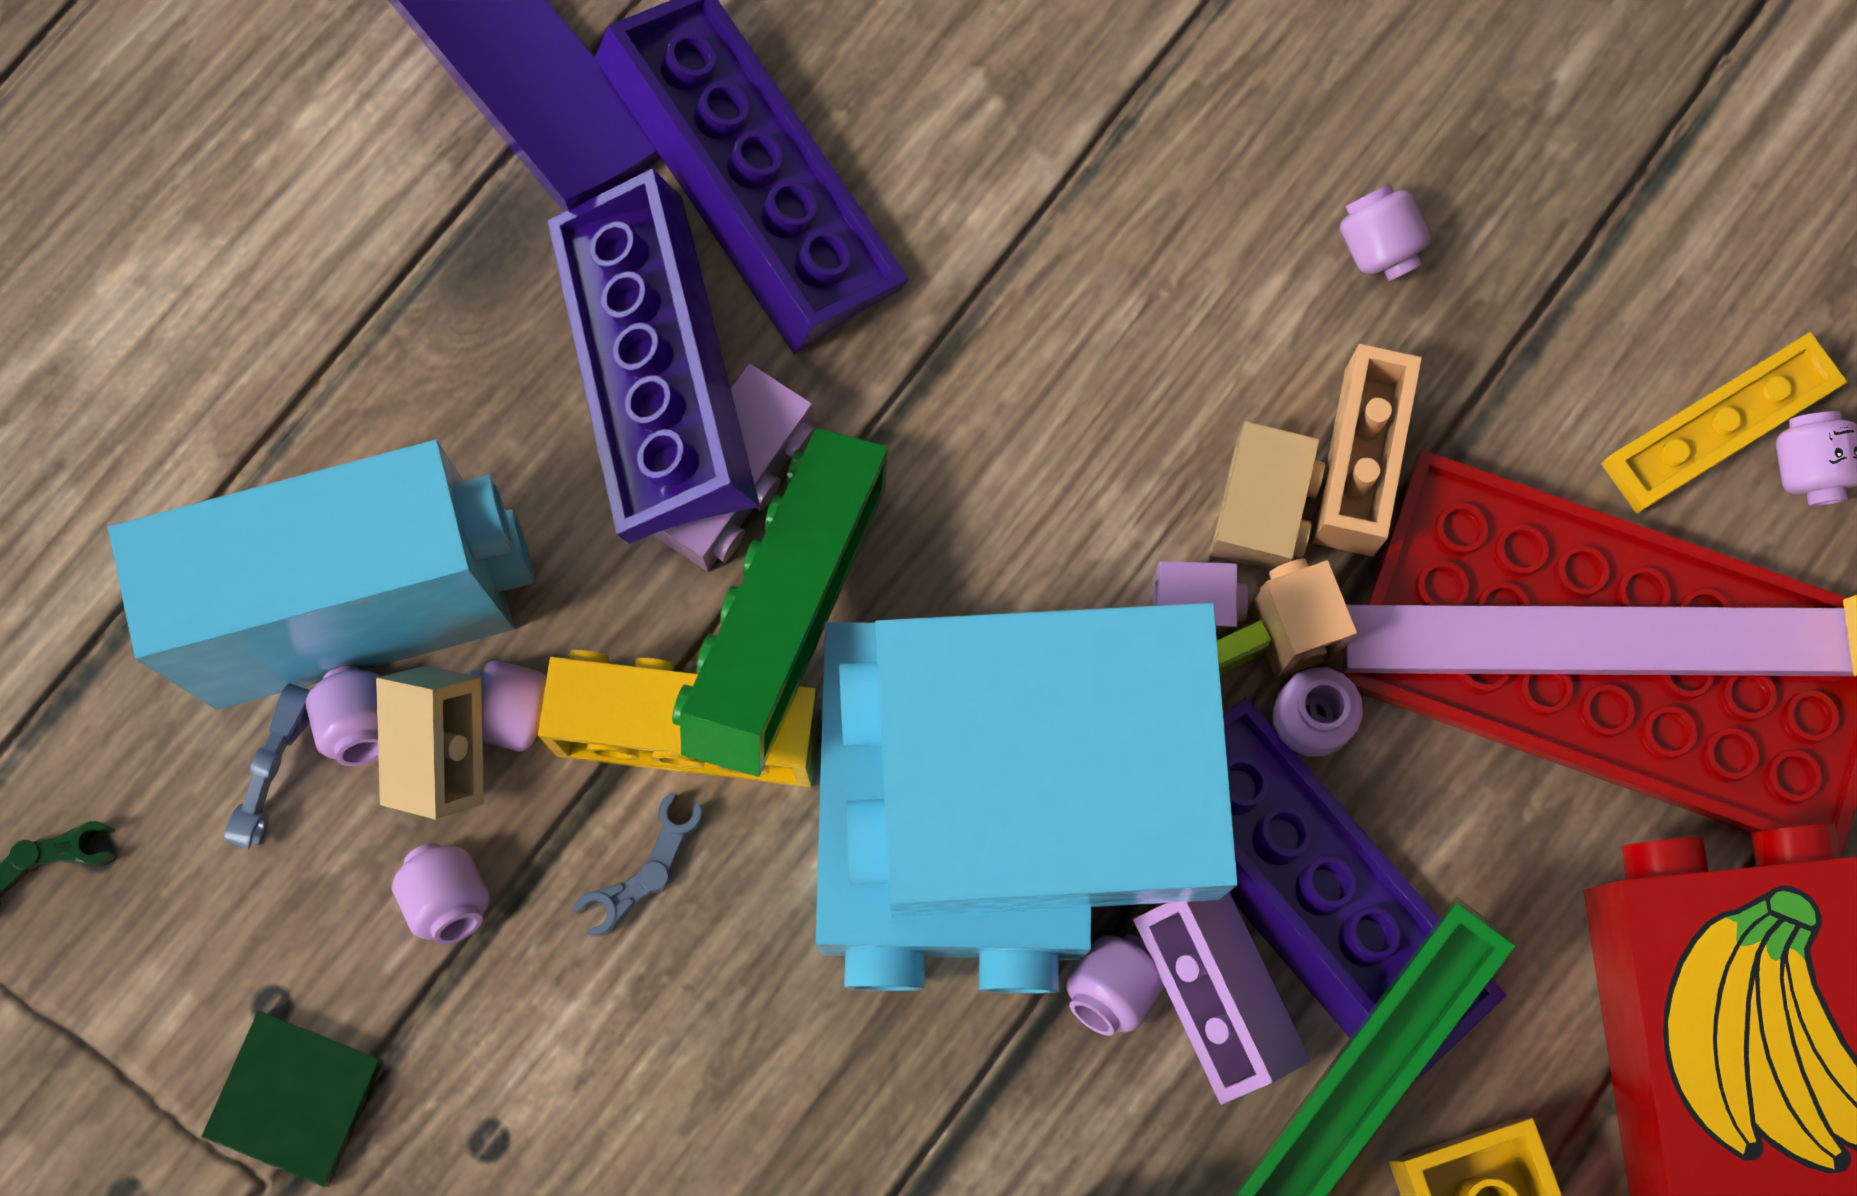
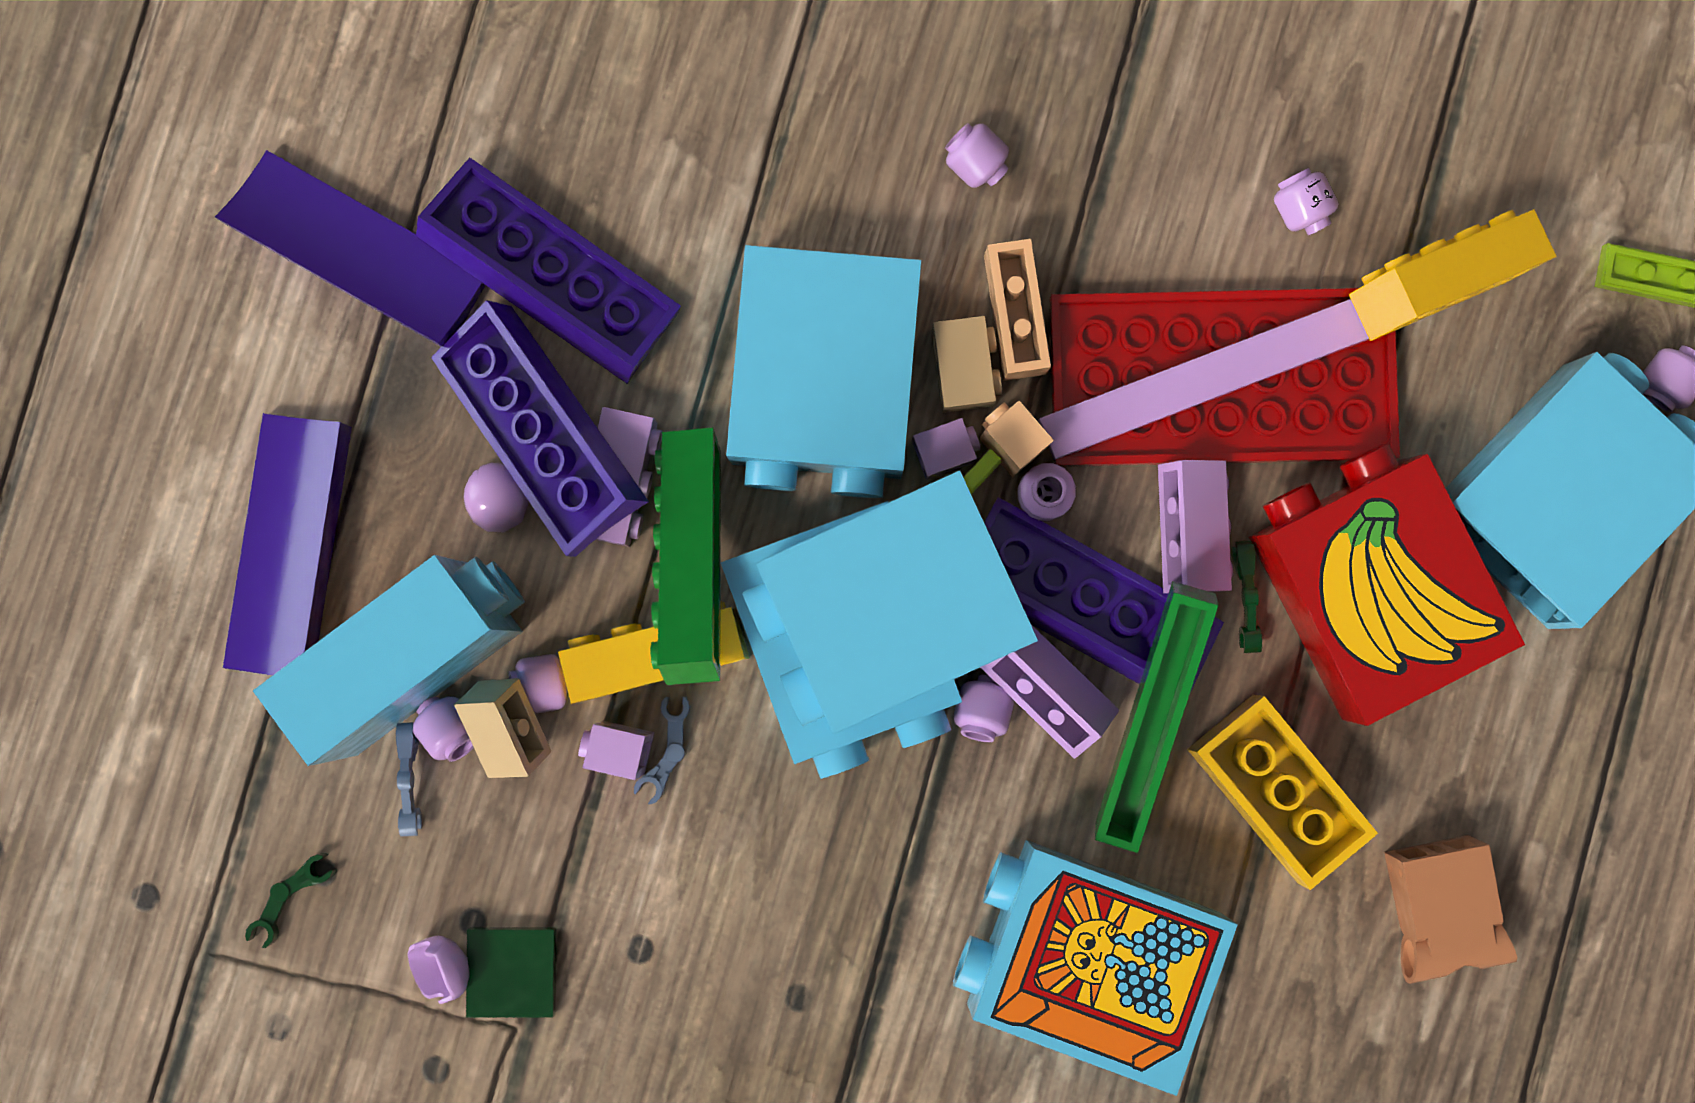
camera: 20 degrees left, 10 degrees up
(194, 1048) = (439, 968): none -> lavender hair
(257, 372) = (287, 542): none -> dark purple arch
(440, 893) = (548, 815): lavender head -> none
(552, 435) = (494, 498): none -> lavender hair
(574, 832) = (616, 749): none -> lavender brick
(1068, 423) = (823, 368): none -> medium azure brick
(1515, 835) = (1195, 524): none -> lavender brick
(1564, 925) = (1244, 563): none -> dark green piece
(1723, 423) = (1237, 200): yellow plate -> none

